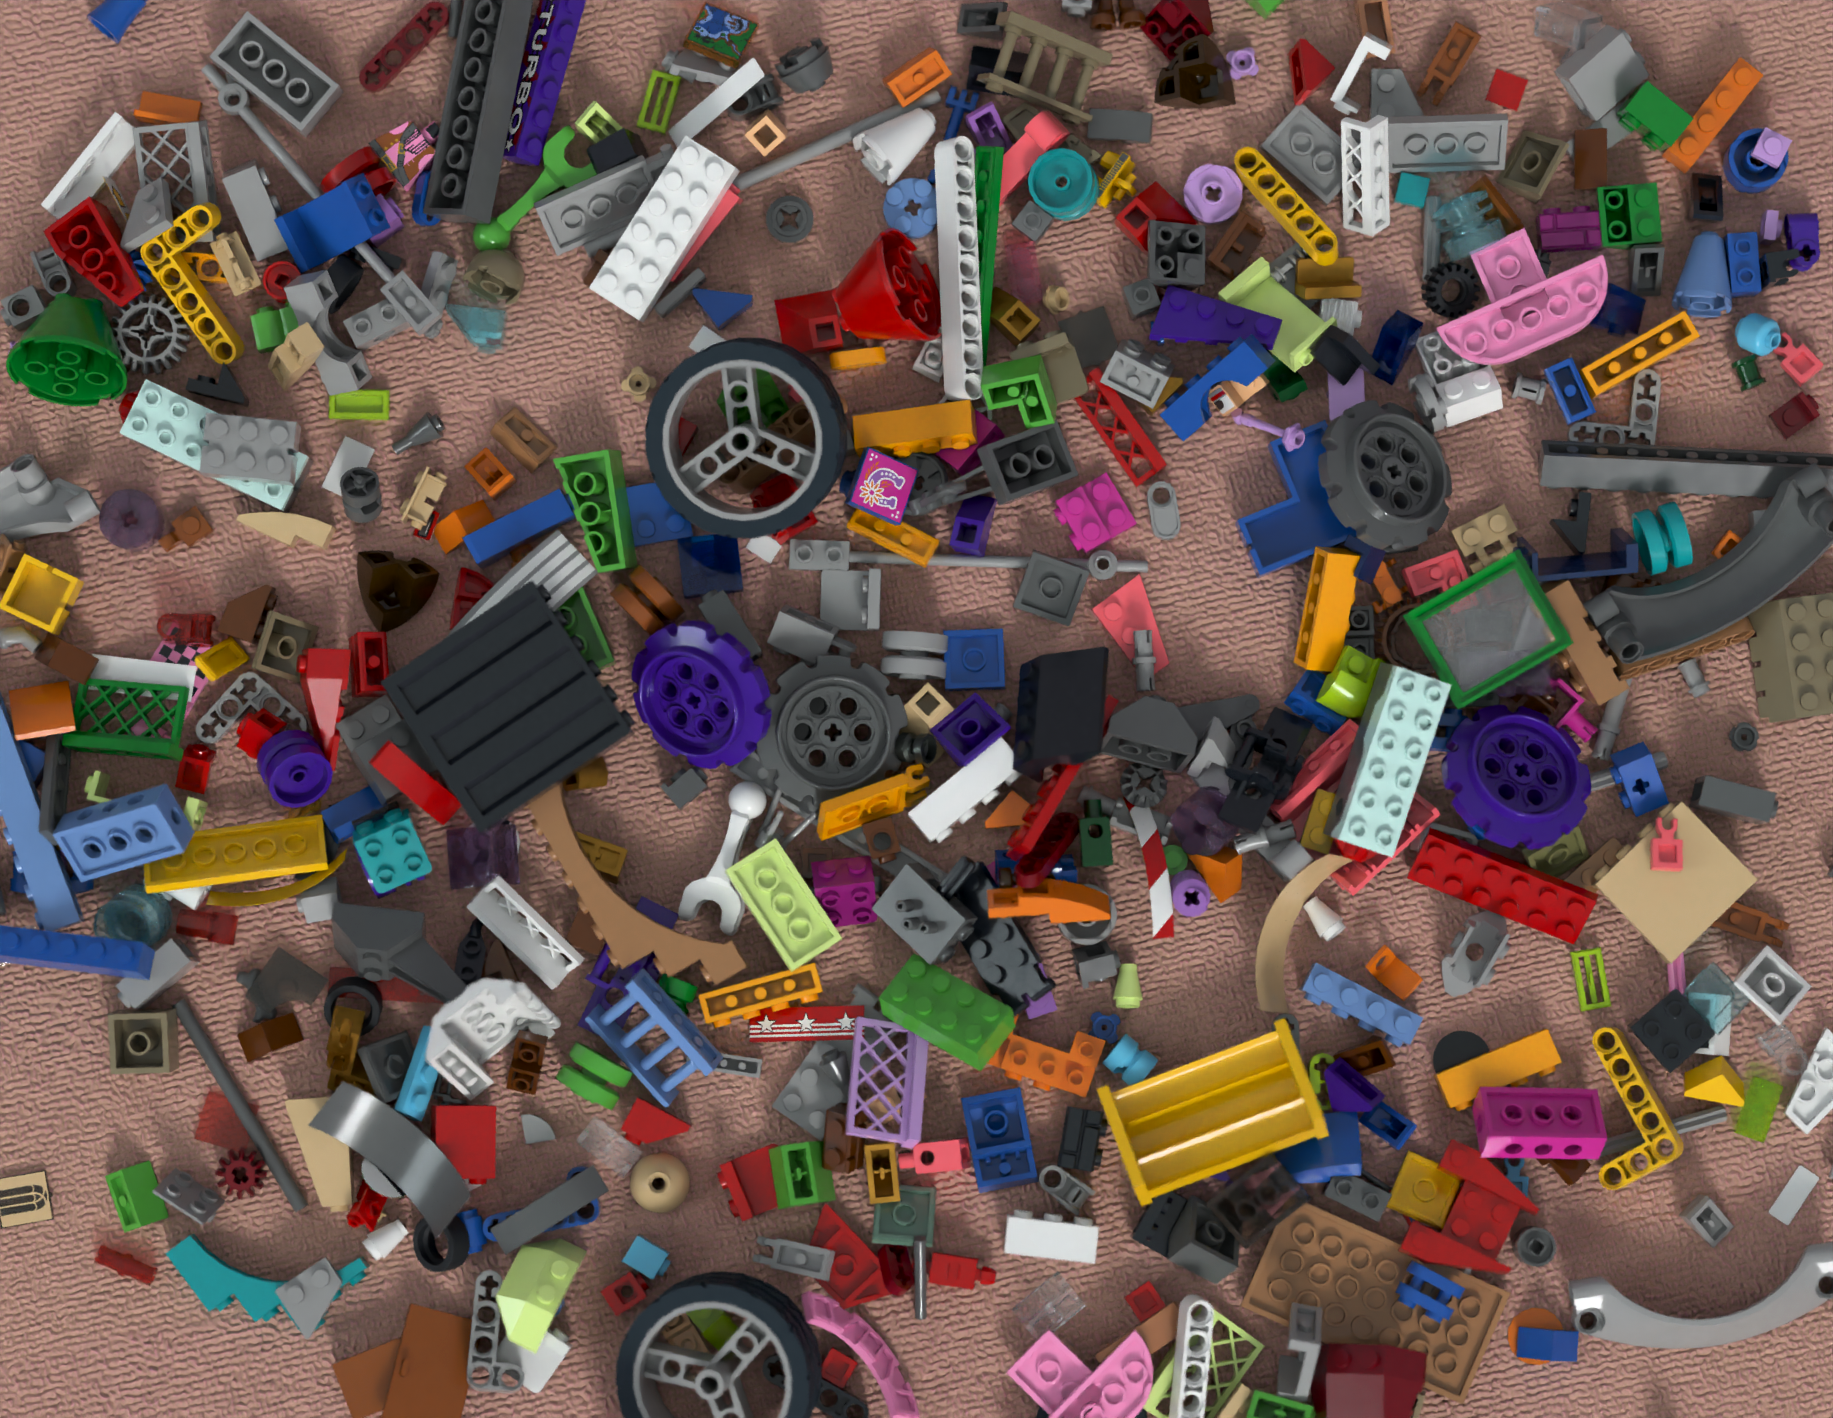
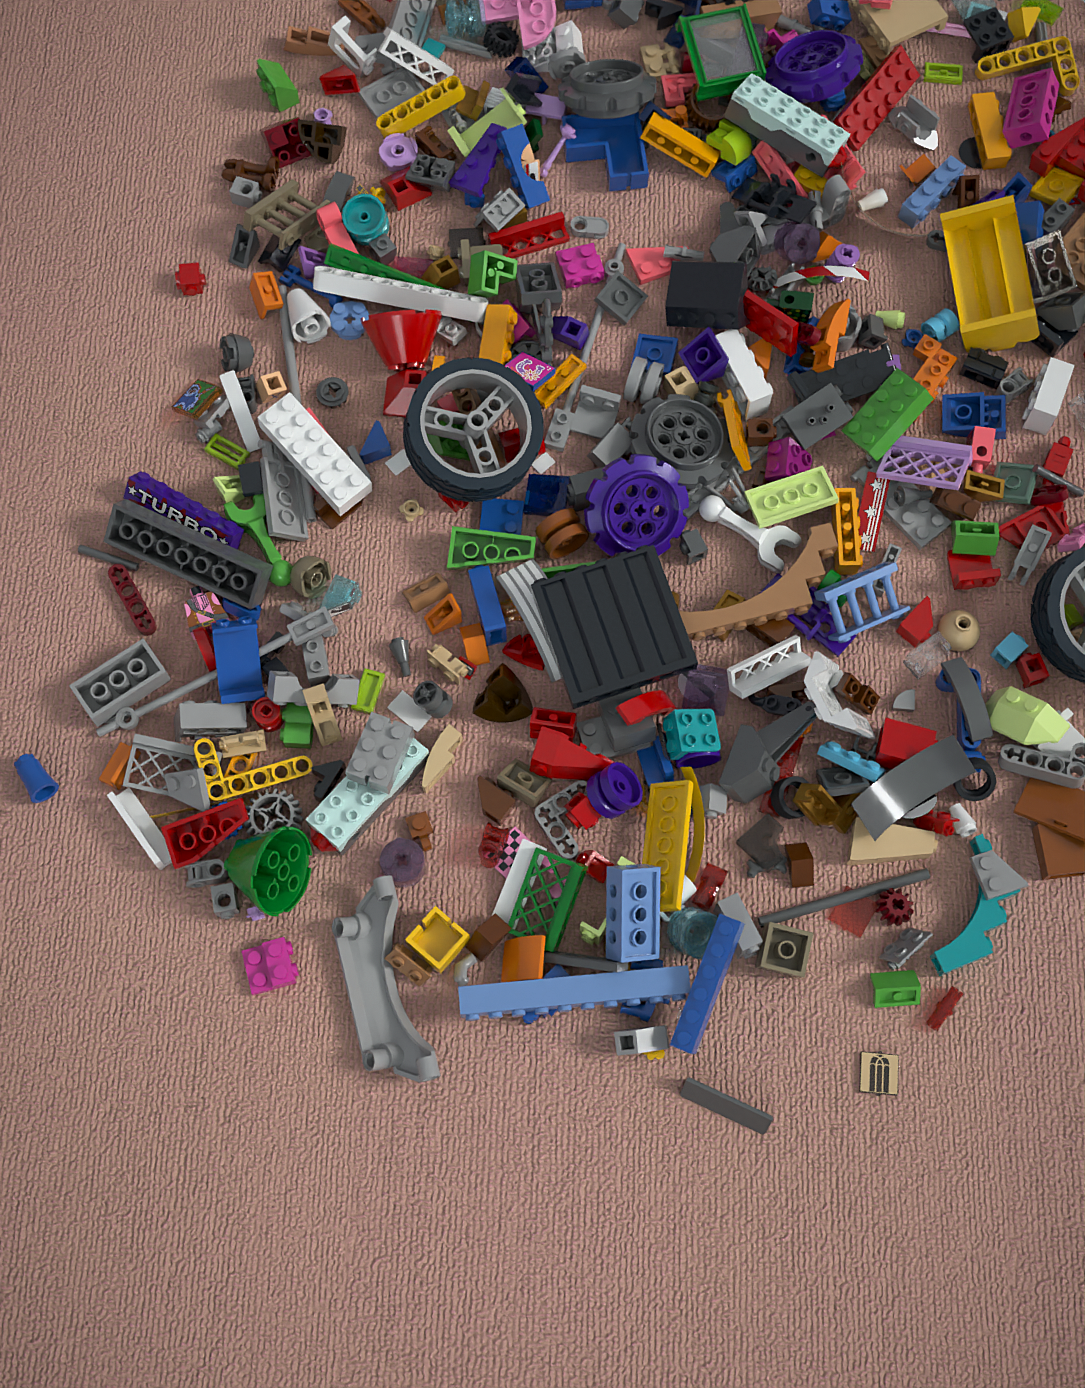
camera: 75 degrees left, 15 degrees down
(221, 659) = (521, 824): yellow tile -> none
(592, 1078) = (882, 650): bright green wheel -> none
(1141, 298) = (451, 203): dark grey brick -> none
(1528, 388) = (573, 16): light grey bush -> none

